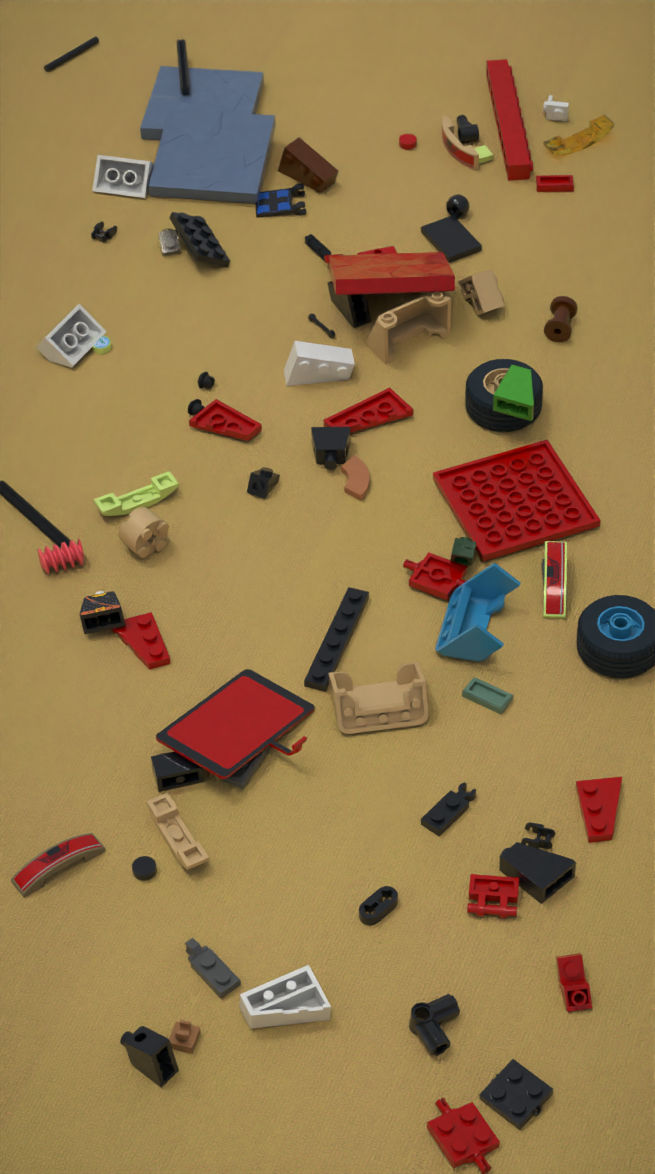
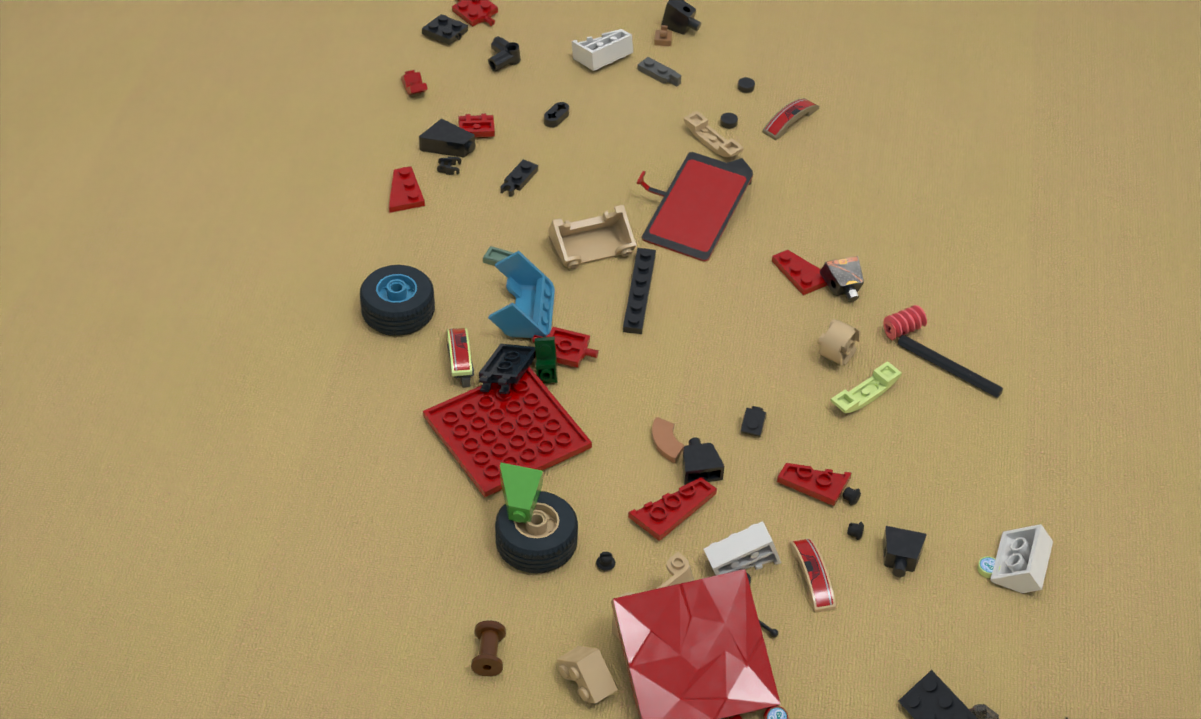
camera: 165 degrees right, 0 degrees up
(96, 928) = (746, 85): none -> black tile
(171, 357) = (902, 549): none -> black torso
(260, 357) = (815, 574): none -> slope
(443, 380) = (605, 561): none -> black piece
(507, 546) = (506, 366): none -> black tile

